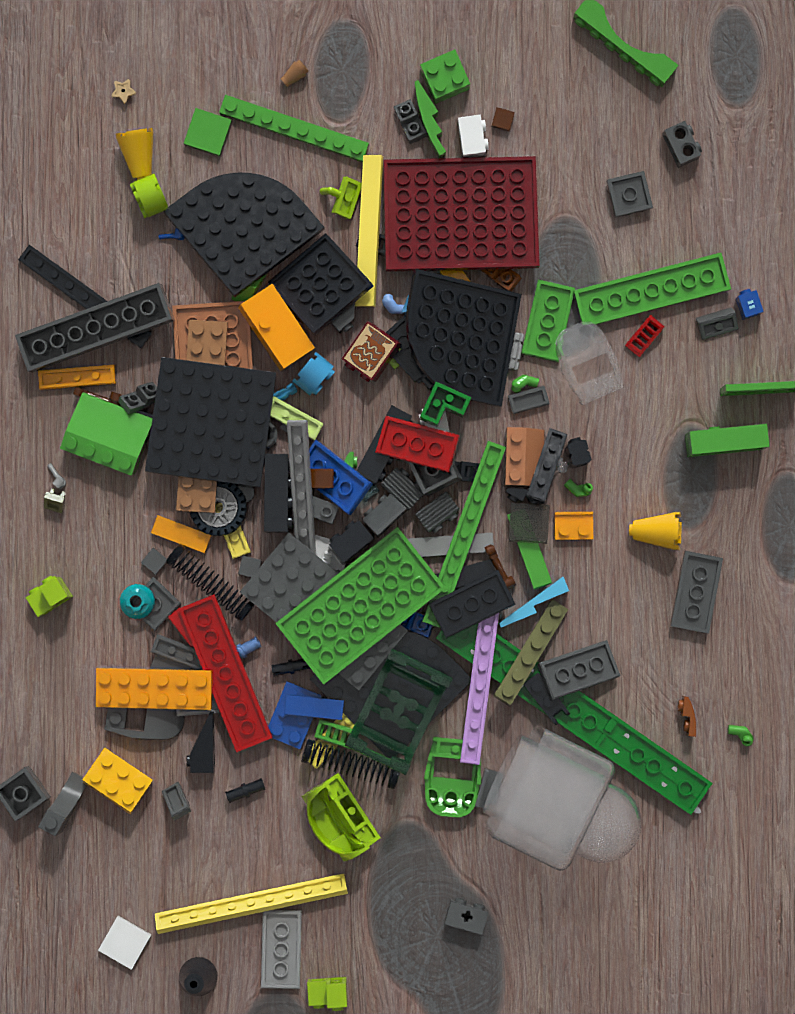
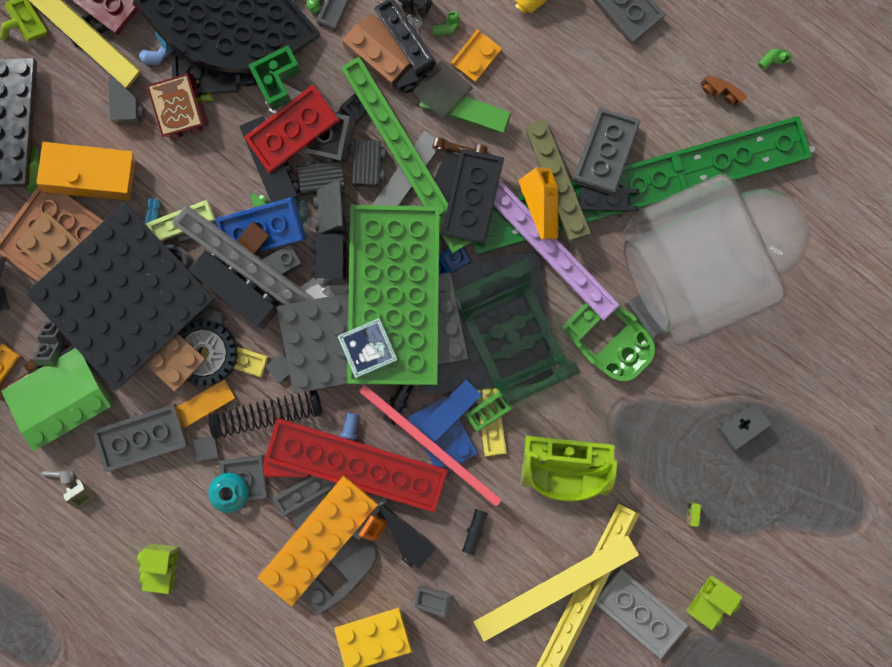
camera: 55 degrees left, 0 degrees up
(126, 511) = (140, 438): none -> dark grey plate
(192, 719) = (373, 528): none -> orange slope
(251, 876) = (556, 588): none -> light yellow tile
(279, 713) = (430, 445): none -> coral tile
(308, 748) = (570, 391): black piece -> none
(309, 617) = (367, 348): none -> tile
(313, 374) = (154, 172): dark azure brick -> none
(321, 284) = (81, 100): black plate -> none
(378, 931) = (693, 514): none -> lime tile
(508, 652) = (542, 199): none -> light orange slope
(557, 588) = (517, 152): medium azure slope -> none

